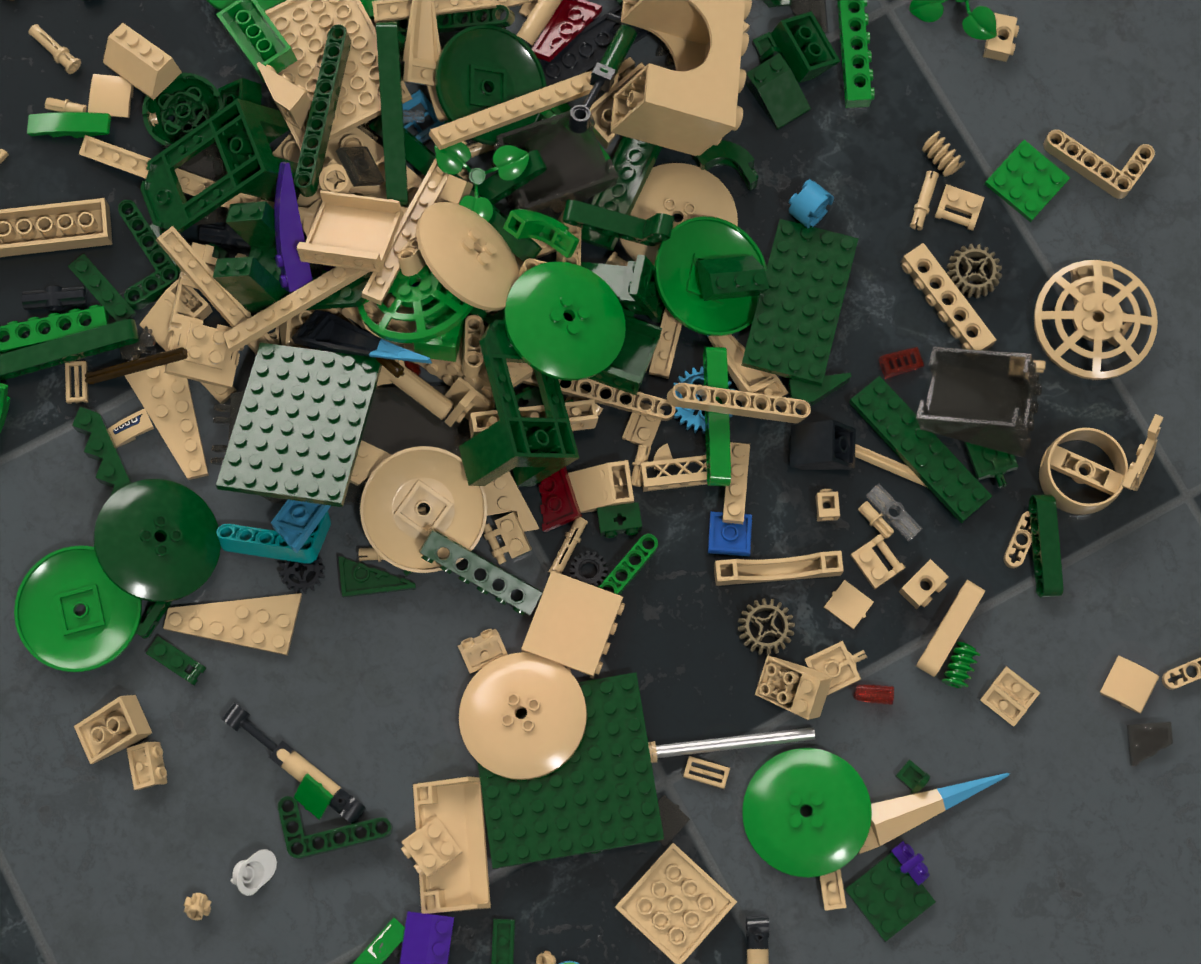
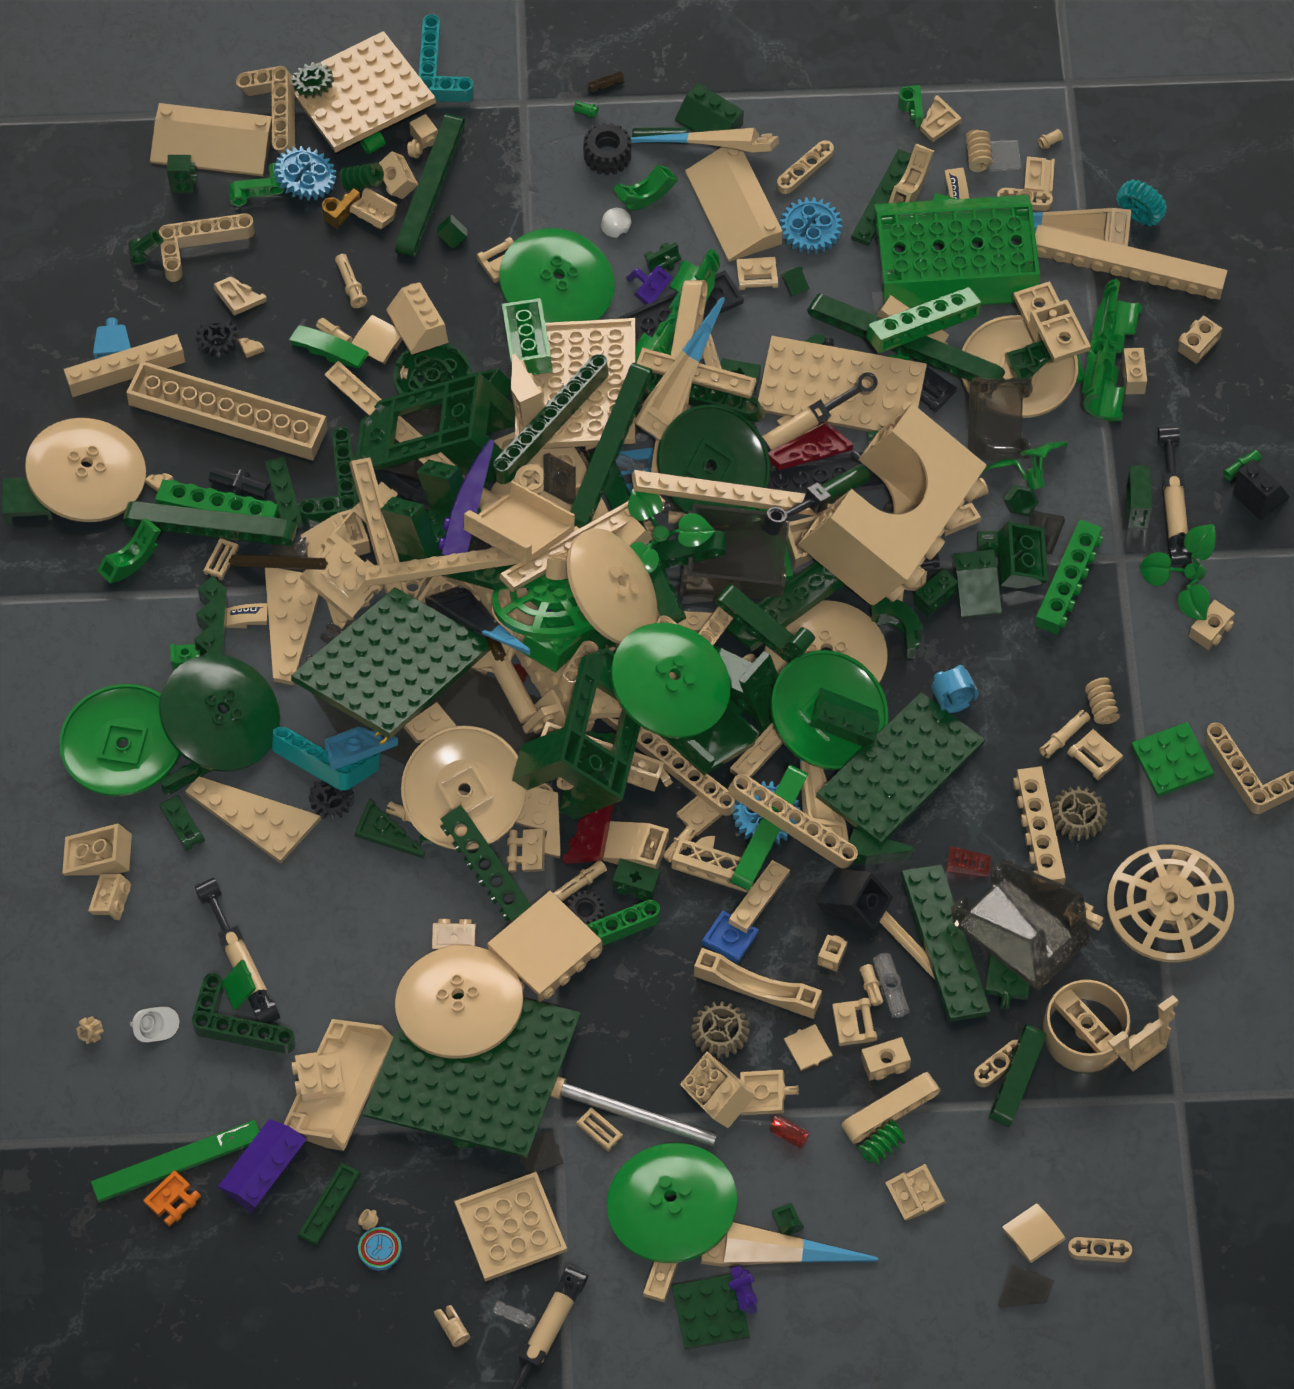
camera: 30 degrees right, 15 degrees down
(92, 504) = (182, 653): none -> green brick
(541, 227) = (692, 597): green arch -> none
(751, 108) = (935, 592): none -> dark green brick

